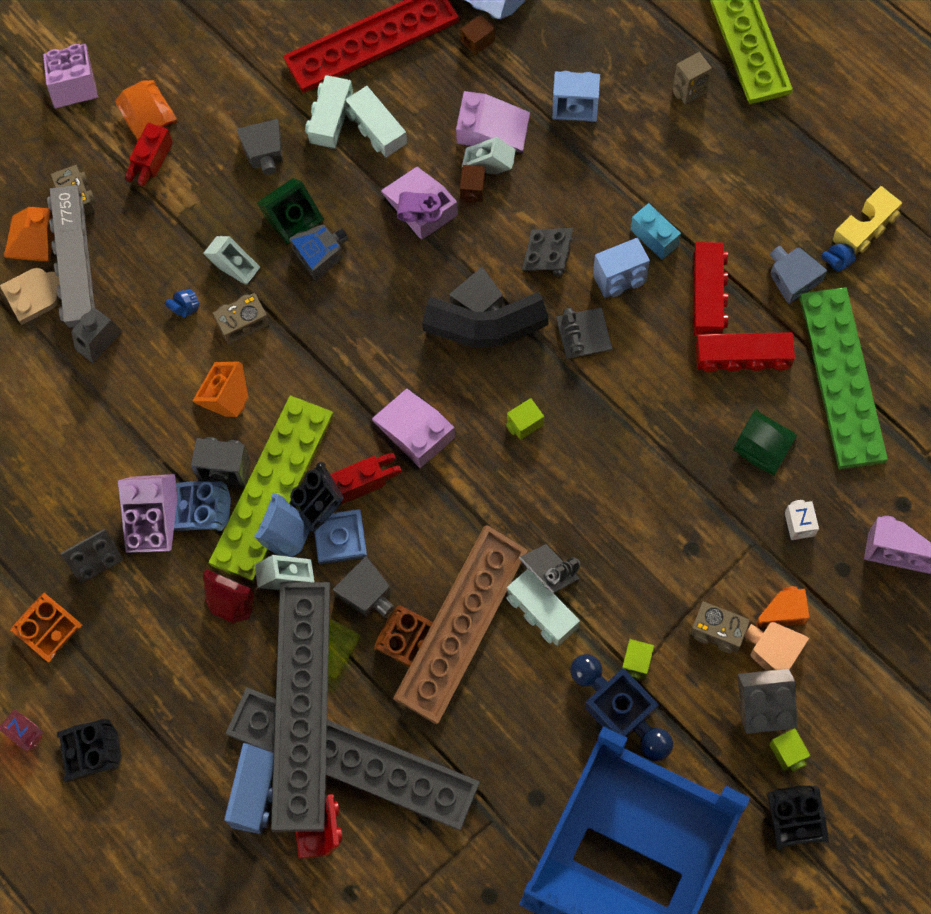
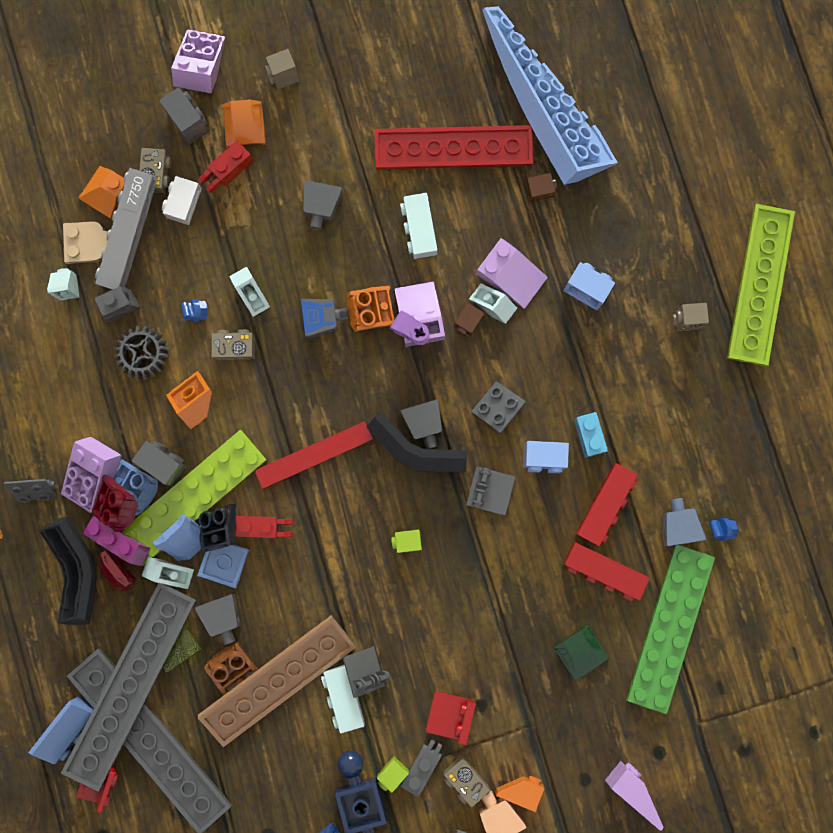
camera: 25 degrees right, 15 degrees up
(31, 341) = (63, 285): none -> light aqua slope
(80, 125) = (184, 115): none -> dark grey brick
(116, 207) = (181, 200): none -> white brick
(142, 352) = (145, 345): none -> dark grey gear
(161, 41) = (281, 69): none -> dark tan brick
(181, 616) = (77, 570): none -> black piece
(194, 521) = (114, 505): none -> dark red slope
(229, 559) = (117, 542): none -> magenta arch
(290, 209) = (314, 271): dark green slope -> none
(328, 111) = (387, 198): light aqua brick -> none
(365, 218) = (370, 308): none -> orange slope
(380, 385) = (313, 455): none -> red tile
(415, 427) = (321, 502): lavender slope -> none
(665, 641) = (422, 768): none -> dark grey hinge
(667, 570) = (451, 716): none -> red bracket
(801, 519) = (573, 729): white brick -> none
(881, 209) = (780, 506): light yellow arch -> none

